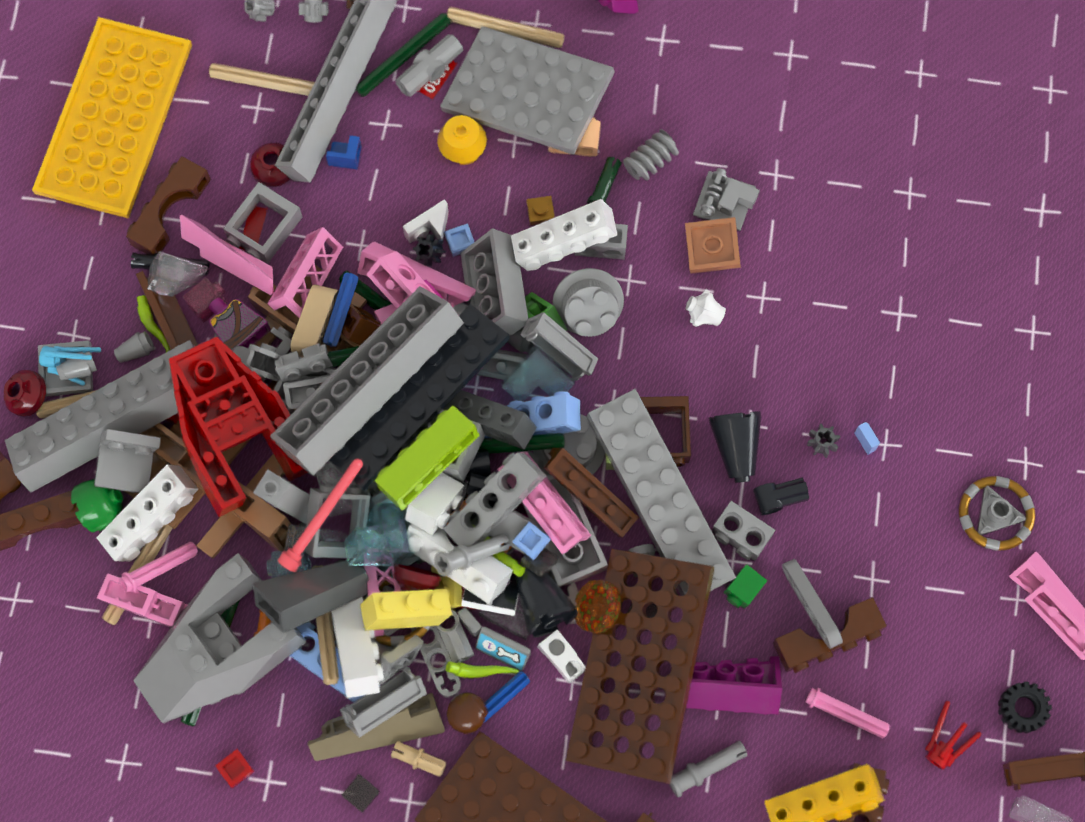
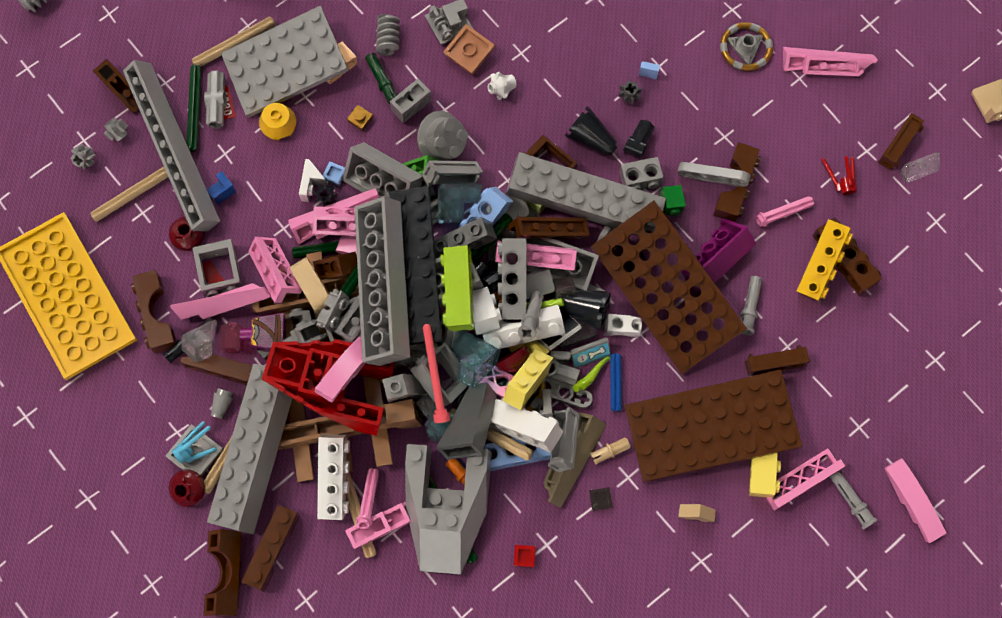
camera: 50 degrees left, 0 degrees up
(76, 368) = (203, 444): light grey cone -> none
(96, 505) = (299, 499): green cylinder -> none
(125, 460) = (290, 460): light grey bracket -> none
(146, 318) = (208, 381): lime animal -> none
(239, 425) = (341, 372): none -> bright pink slope
(340, 309) = (318, 265): blue axle -> none
(466, 712) = (609, 402): reddish brown hair -> none
(531, 540) = (551, 279): light blue tile -> none
(564, 235) = (392, 114): white brick -> none
(597, 606) = (617, 280): clear orange tile -> none
(1040, 703) = (852, 131): black tyre -> none

